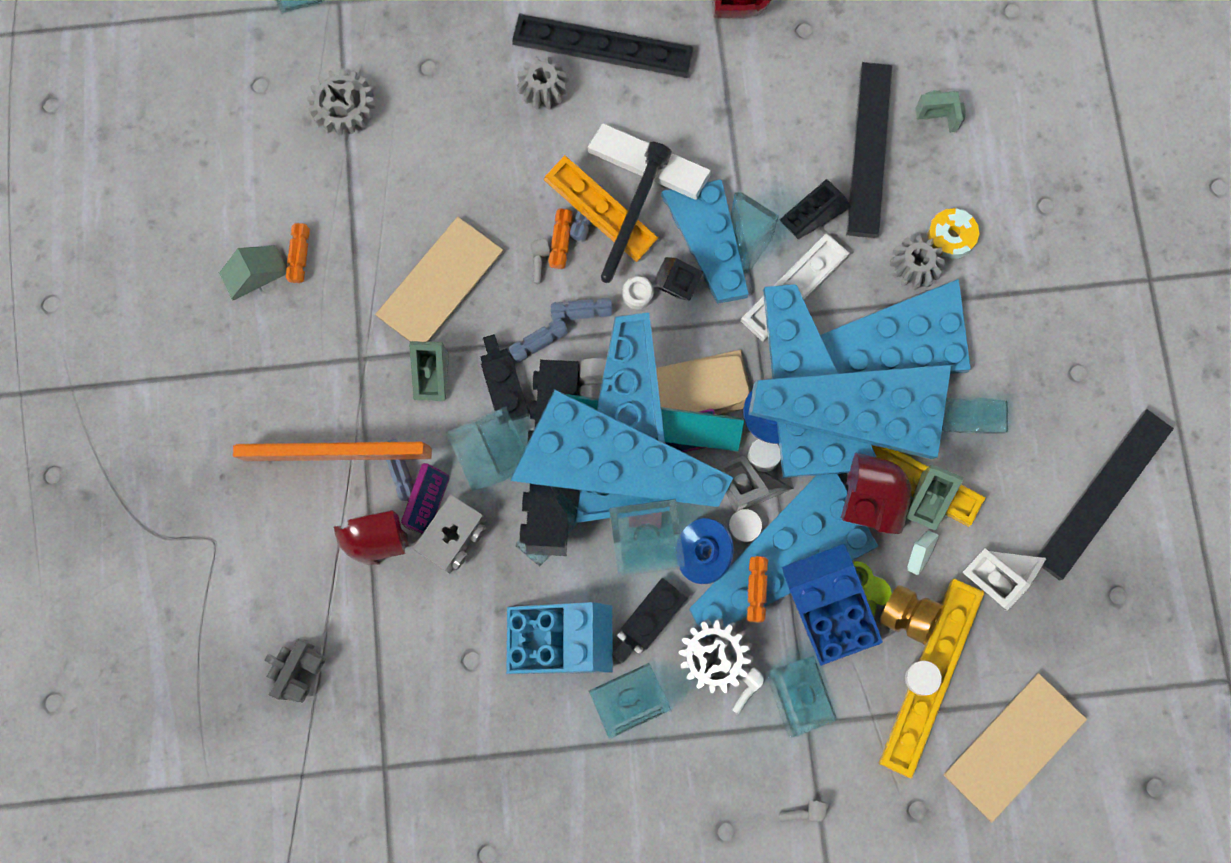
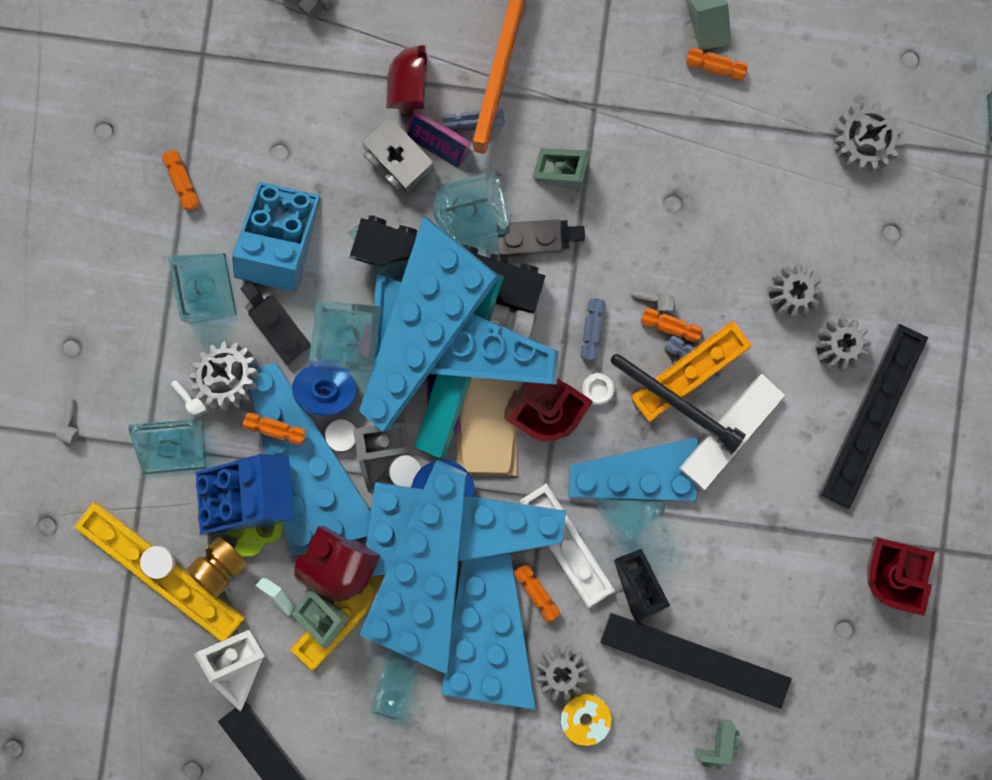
camera: 95 degrees right, 10 degrees up
(439, 282) = (653, 196): tan piece -> none
(502, 134) = (805, 298): none -> light grey gear
(522, 755) = (180, 180): none -> orange axle
(538, 340) = (571, 280): sand blue axle -> none
(674, 330) = (546, 410): none -> dark red brick
(677, 278) = (597, 428): black brick -> none
(847, 303) = (537, 592): none -> orange axle
(1015, 747) = (78, 630): tan piece -> none

